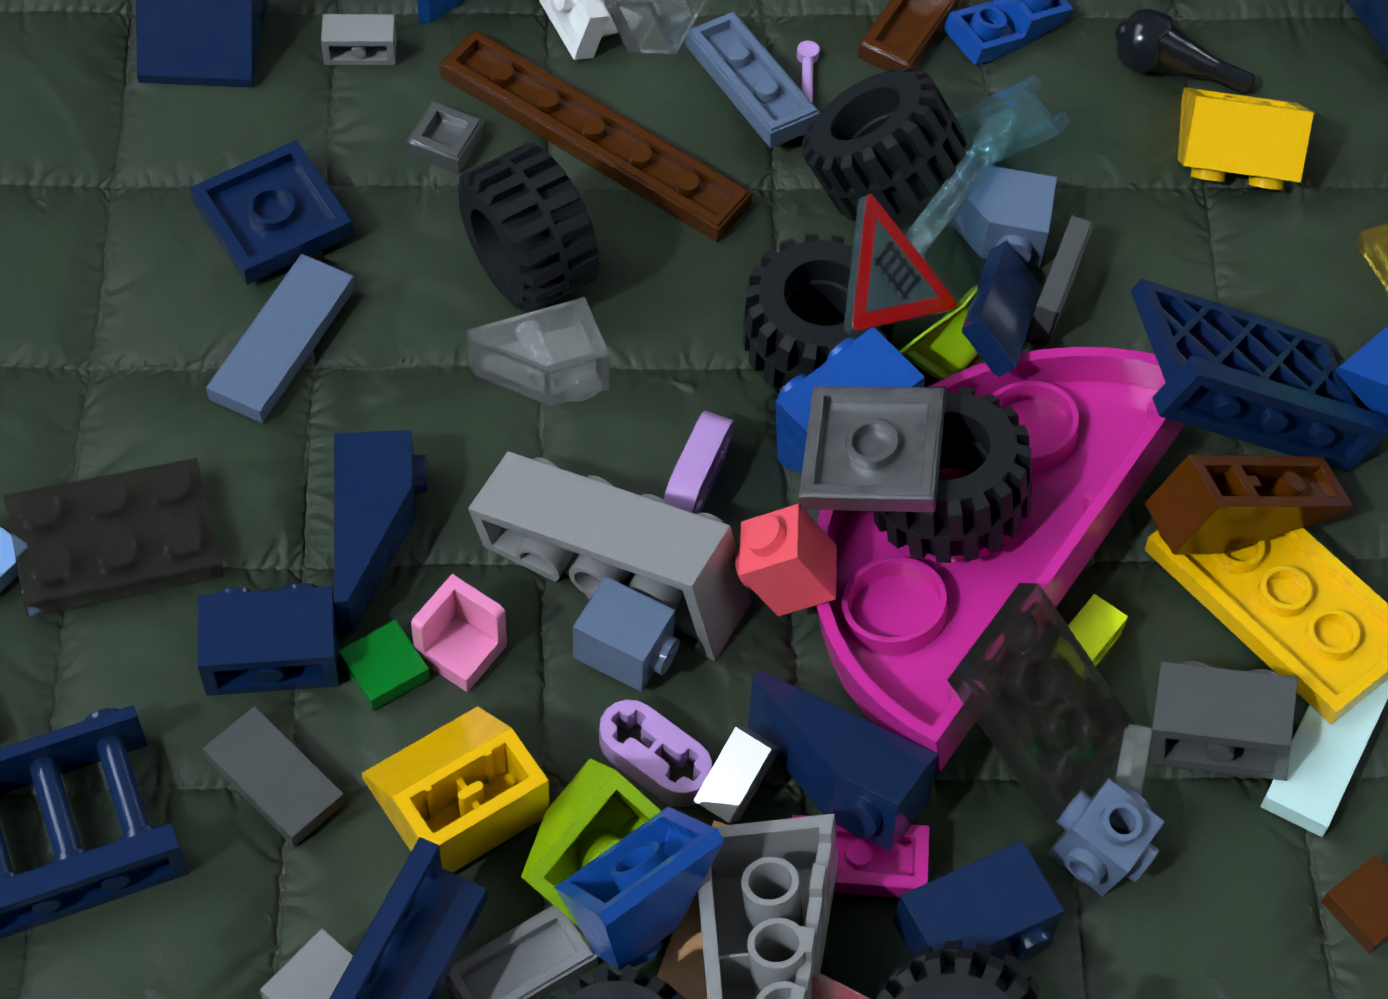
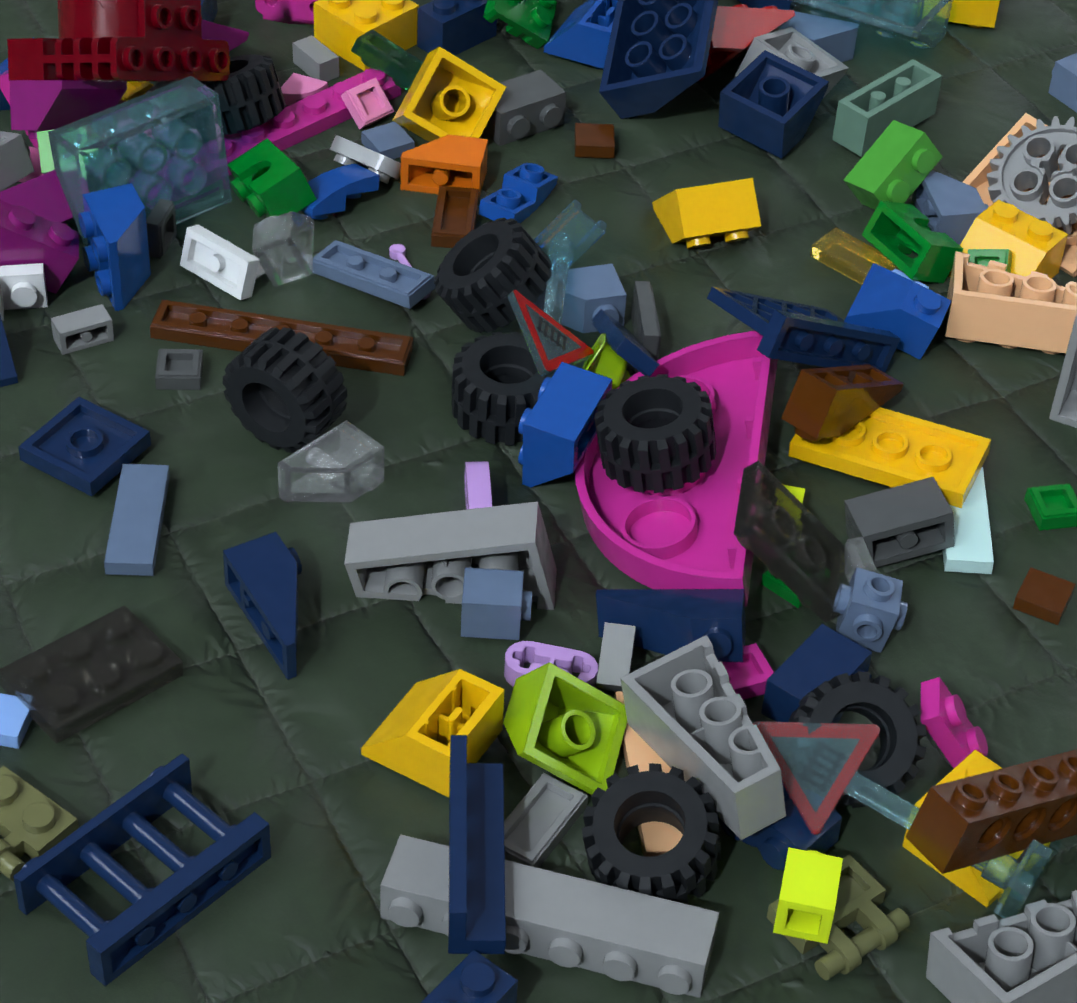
camera: 25 degrees left, 15 degrees down
(268, 639) = (247, 692): dark blue brick -> none
(274, 776) = (298, 774): dark grey tile -> none
(384, 665) = (333, 684): green tile -> none
(459, 632) = (379, 642): bright pink panel -> none
(641, 887) = (605, 725): blue slope -> none
(787, 560) = (579, 517): coral brick -> none
(873, 449) = (608, 424): flat silver tile -> none
(1154, 44) = (622, 180): black piece -> none

